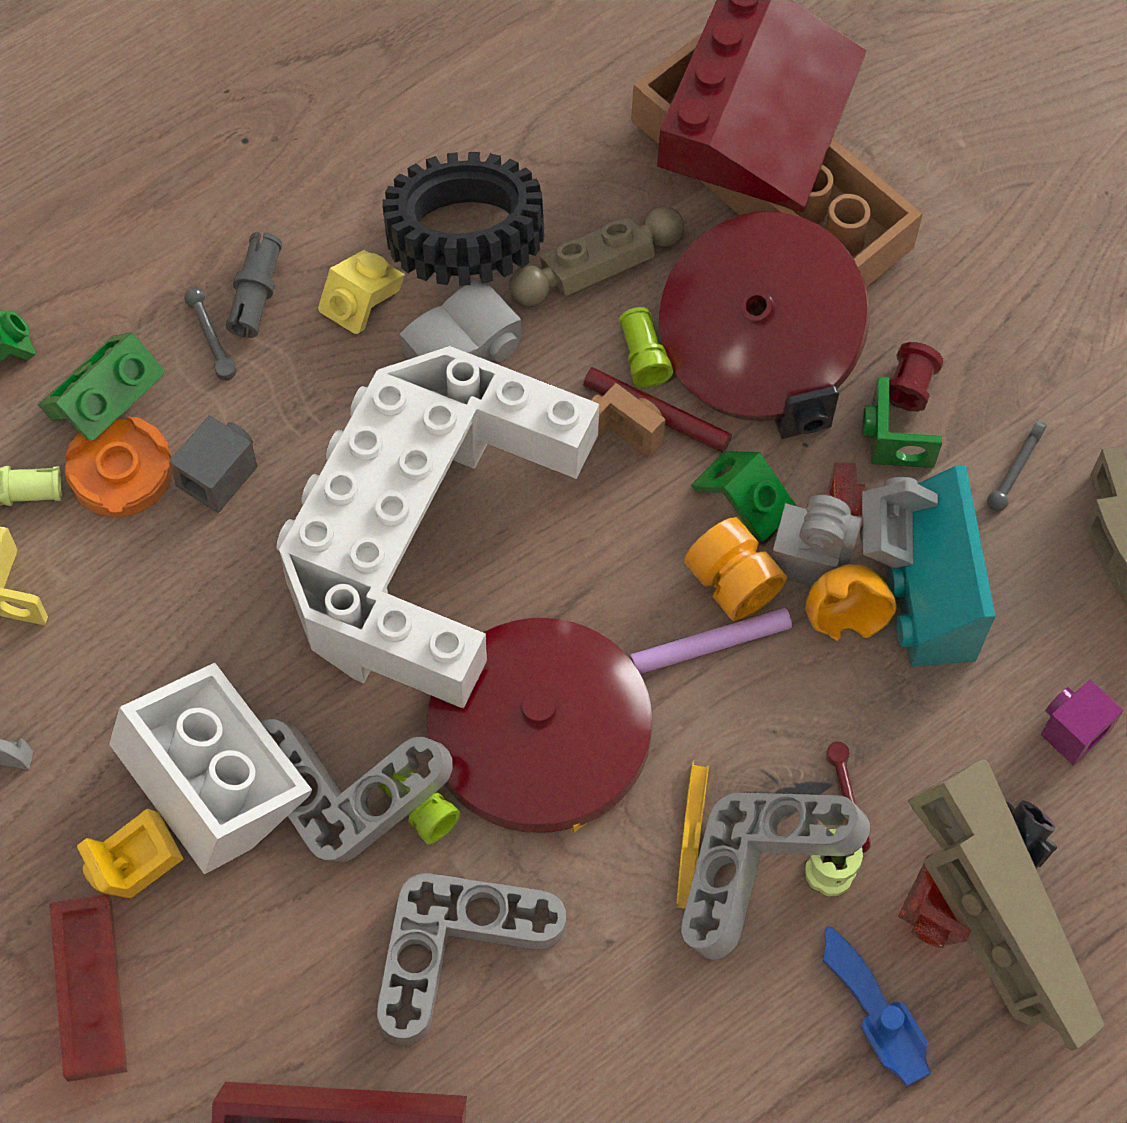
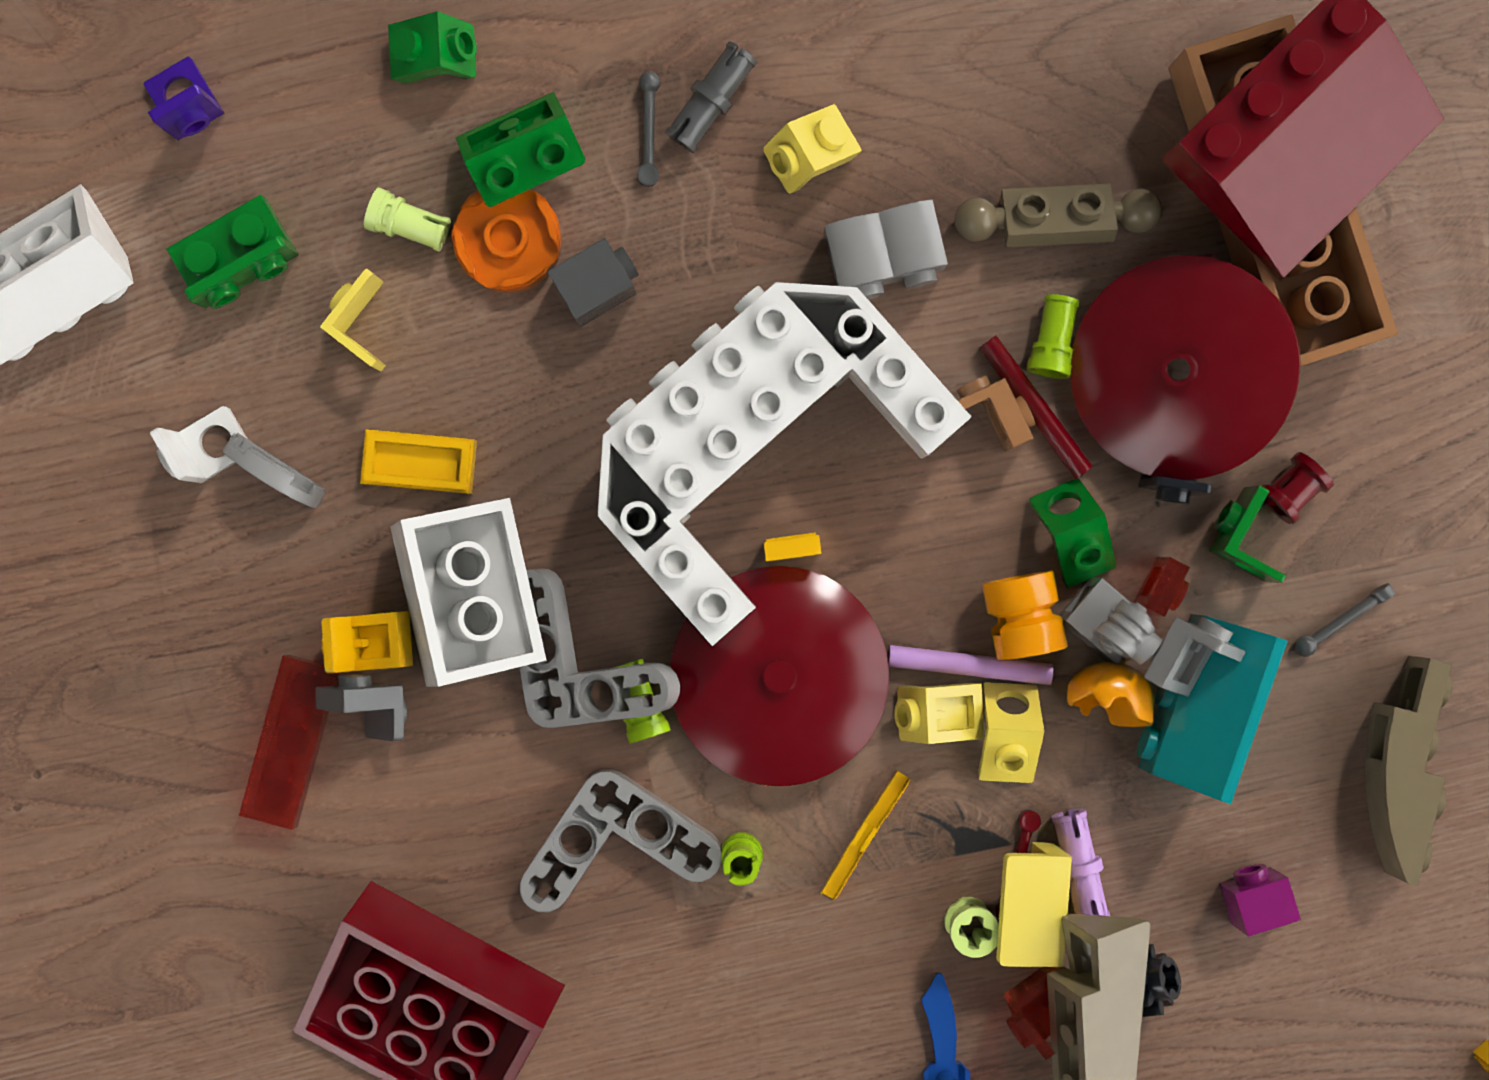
camera: 25 degrees right, 25 degrees up
(106, 683) = (418, 461): none -> yellow tile
(154, 903) = (382, 704): none -> dark grey bracket
(464, 252) = (962, 71): black tyre -> none
(497, 603) = (792, 546): none -> yellow tile
(584, 896) = (741, 857): none -> lime pin
(703, 687) = (939, 713): none -> light yellow bracket
(755, 837) = (916, 877): light grey beam -> none
(781, 684) = (1011, 740): none -> light yellow bracket
(879, 790) = (1033, 906): none -> light yellow panel
(902, 765) = (1085, 879): none -> lavender pin

